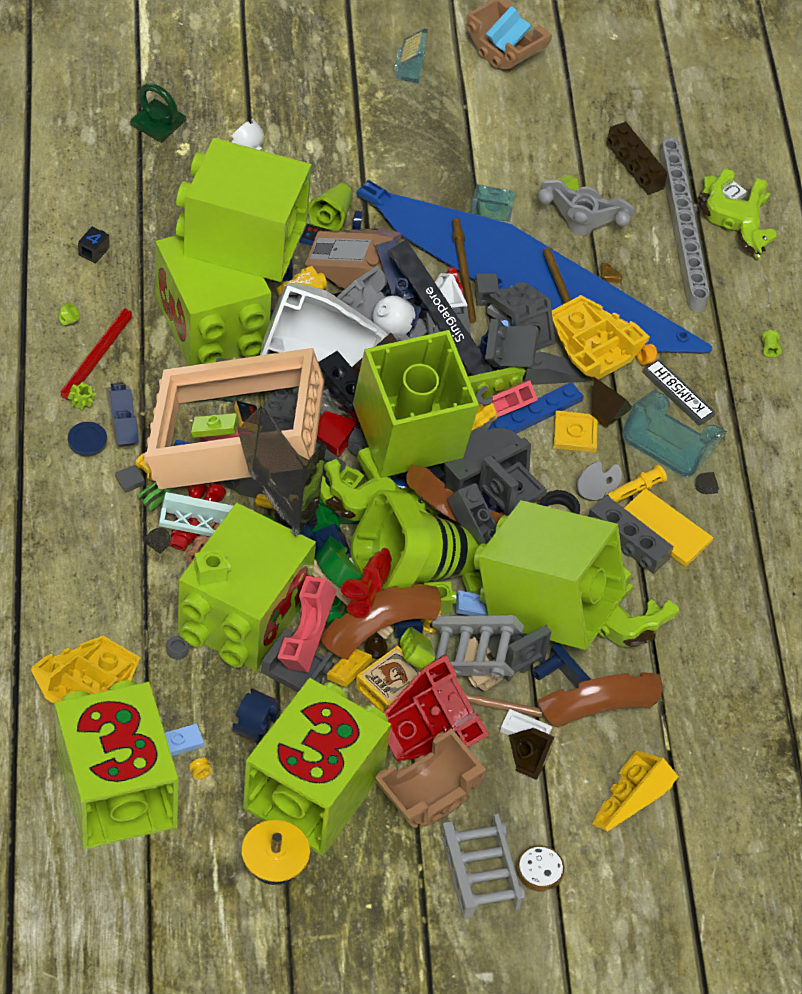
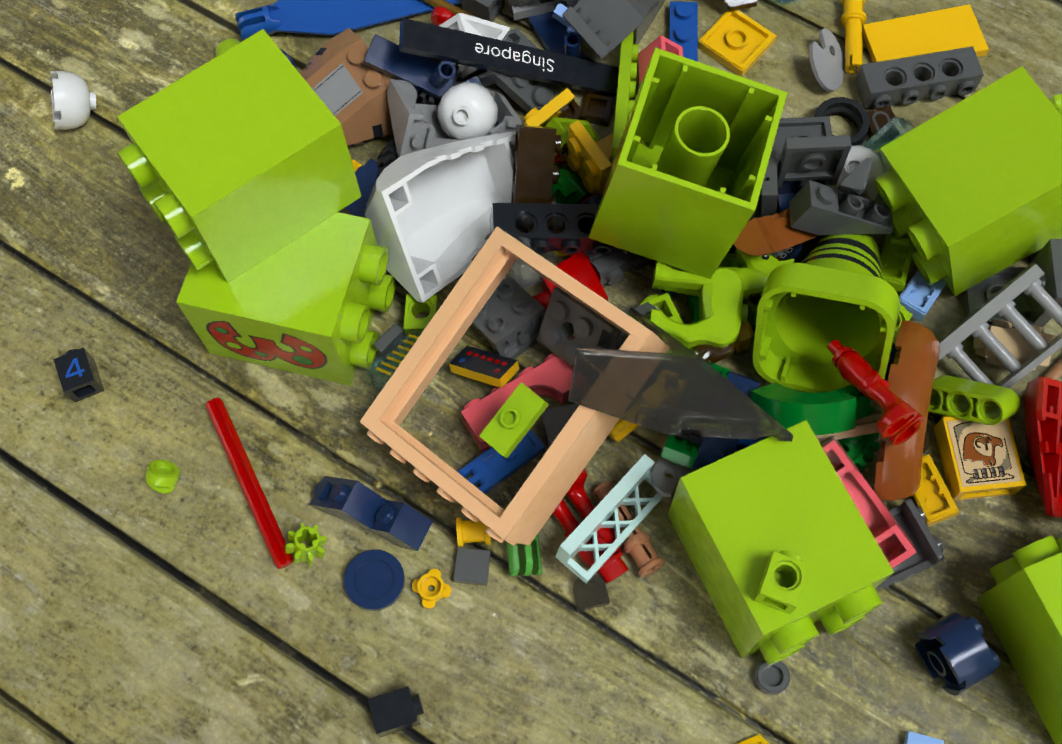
camera: 45 degrees left, 15 degrees up
(24, 485) = (395, 711): none -> black brick
(103, 461) = (422, 585): none -> yellow plate
(497, 504) = (857, 179): none -> dark grey slope

